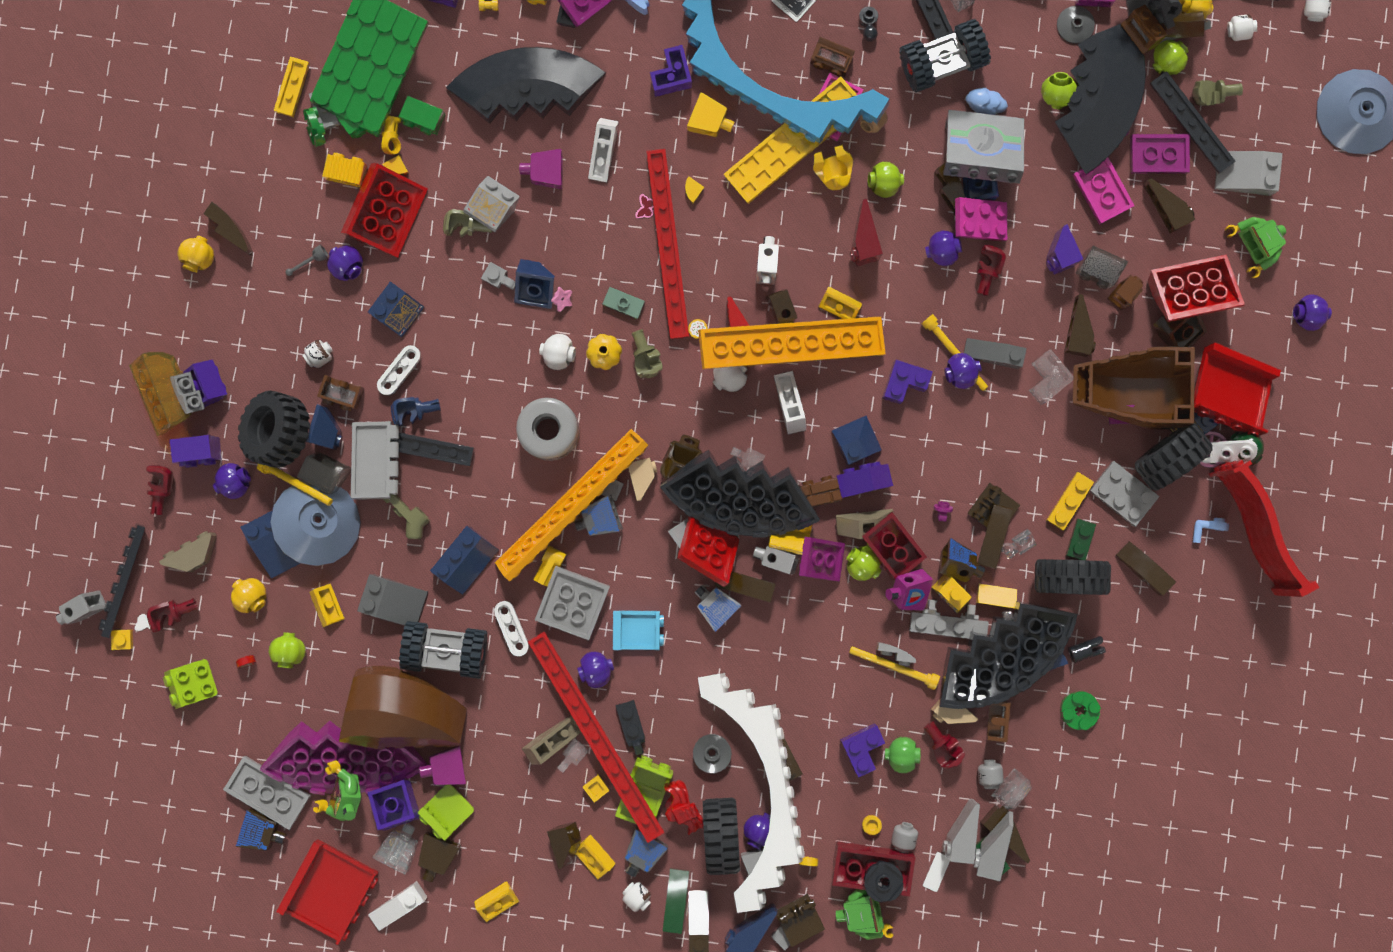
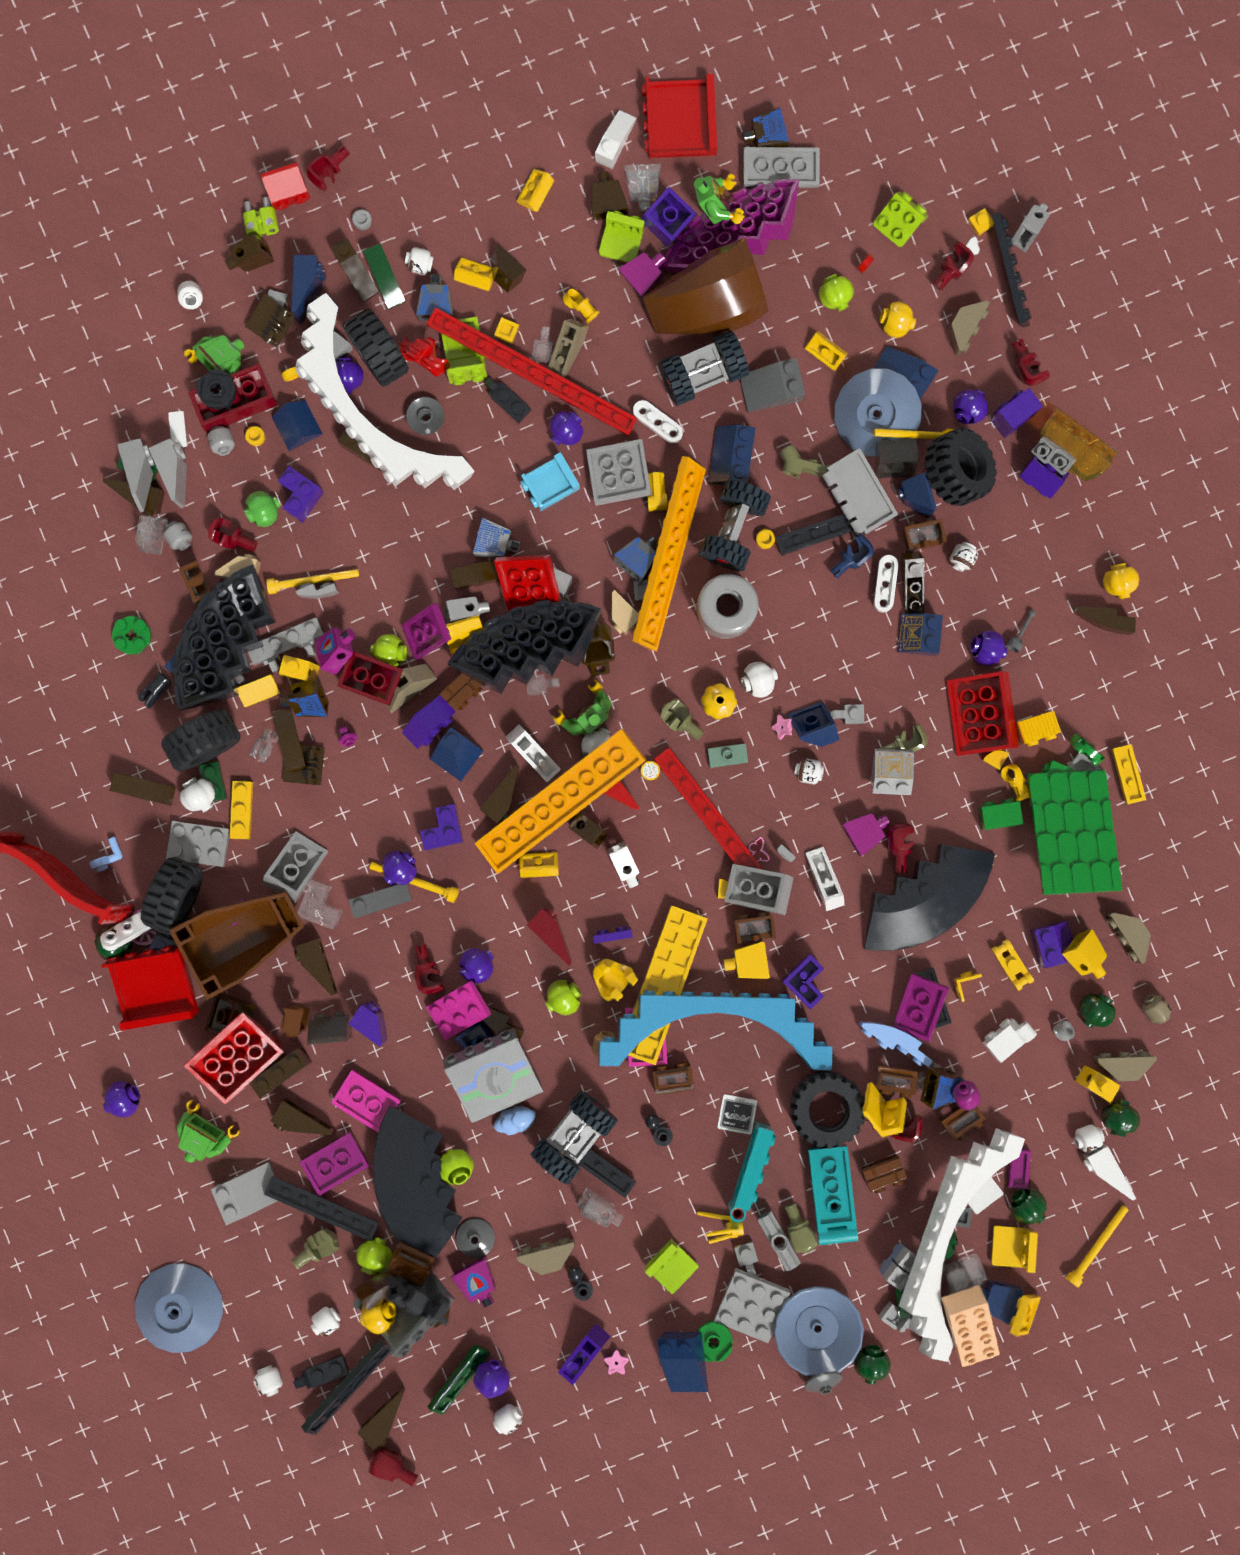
camera: 150 degrees right, 0 degrees up
(374, 358) = (913, 582): none -> dark brown slope
(479, 471) = (765, 539): none -> yellow tile
(479, 512) = (742, 499): none -> black plate
(517, 772) = (580, 304): none -> yellow connector
(526, 140) = (896, 845): none -> dark red piece
(561, 247) = (809, 771): none -> white head
(624, 190) = (786, 854): none -> light grey tile
(665, 171) = (759, 889): none -> light grey slope
(687, 143) = (754, 928): none -> reddish brown window
(723, 404) = (589, 716): none -> bright green torso
(820, 210) = (604, 936): none -> dark purple plate
(829, 813) = (296, 424): none -> dark blue slope
(843, 376) = (501, 799): none -> dark brown slope
(1051, 424) = (294, 866): none -> light grey slope
(1100, 535) = (197, 794): none -> white plant
(1162, 256) = (280, 1072): none -> dark brown brick

